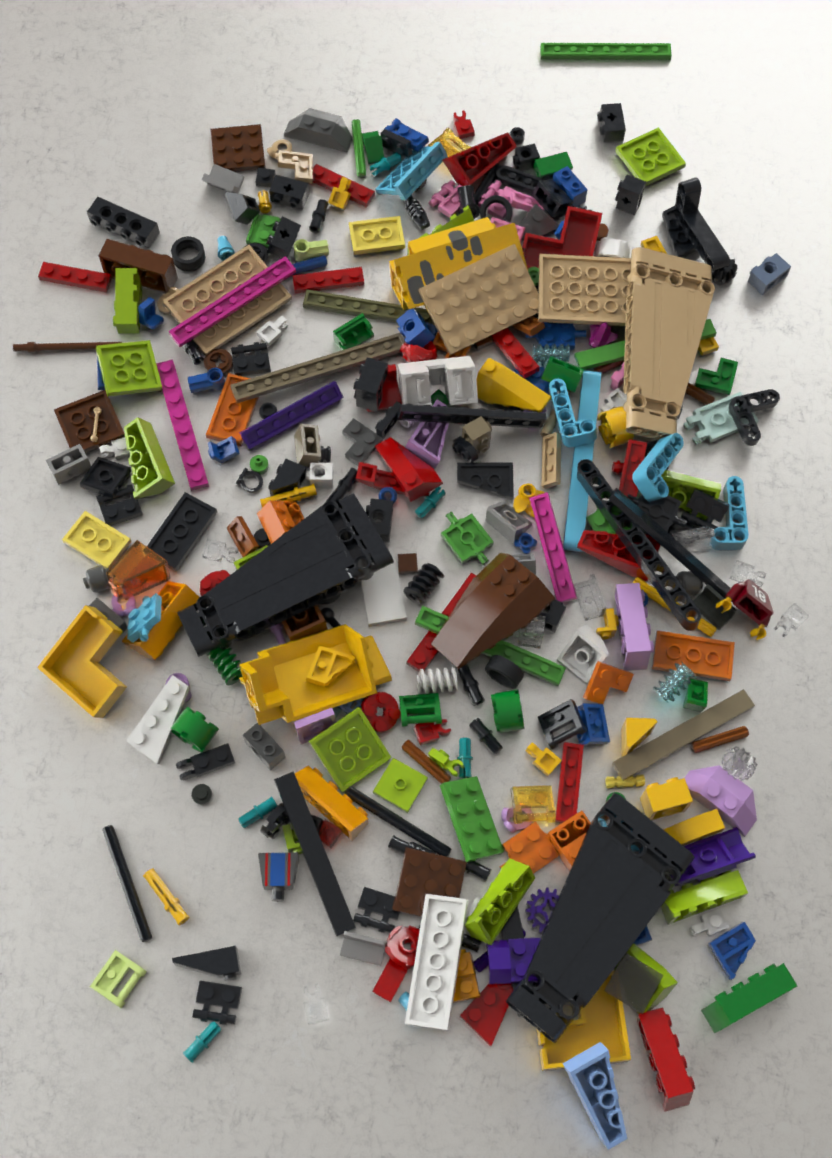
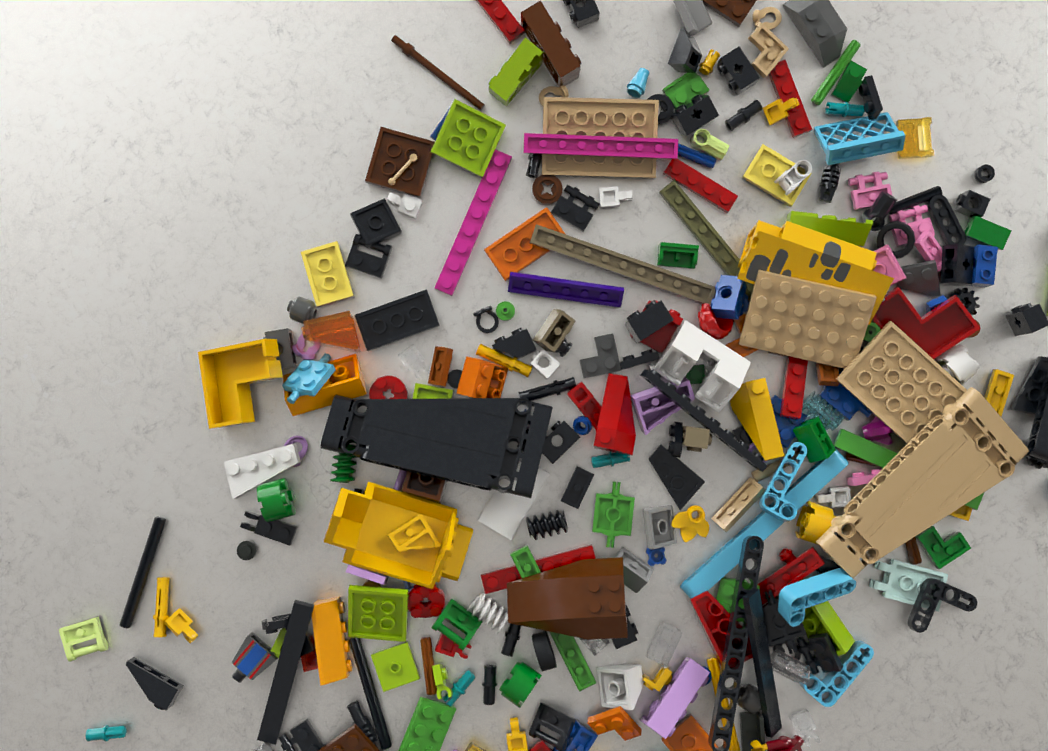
camera: 40 degrees right, 20 degrees up
(69, 464) = (354, 189): light grey brick -> none
(147, 460) = (418, 235): lime wedge -> none
(148, 314) = (524, 99): blue bracket -> none
(188, 242) = (604, 48): black tyre -> none
(194, 895) = (180, 623): none -> yellow plate
(206, 381) = (520, 200): blue piece -> none
(217, 995) = (144, 711): black plate -> none
(223, 450) = (486, 276): blue bracket -> none
(257, 812) = (275, 599): teal axle -> none
(264, 746) = (318, 555): dark grey brick -> none
(265, 177) = (731, 37): black plate -> none
(267, 410) = (550, 269): black plate -> none
(328, 615) = (453, 488): black bar -> none
(388, 225) = (791, 178): none -> white piece
(407, 563) = (550, 495): reddish brown tile -> none
(417, 139) = (888, 95): blue plate -> none
(423, 541) = (577, 487): none -> black plate
(463, 126) = (946, 125): red plate -> none
(477, 160) = (928, 174): red wedge -> none
(553, 548) = (672, 580): dark pink plate -> none

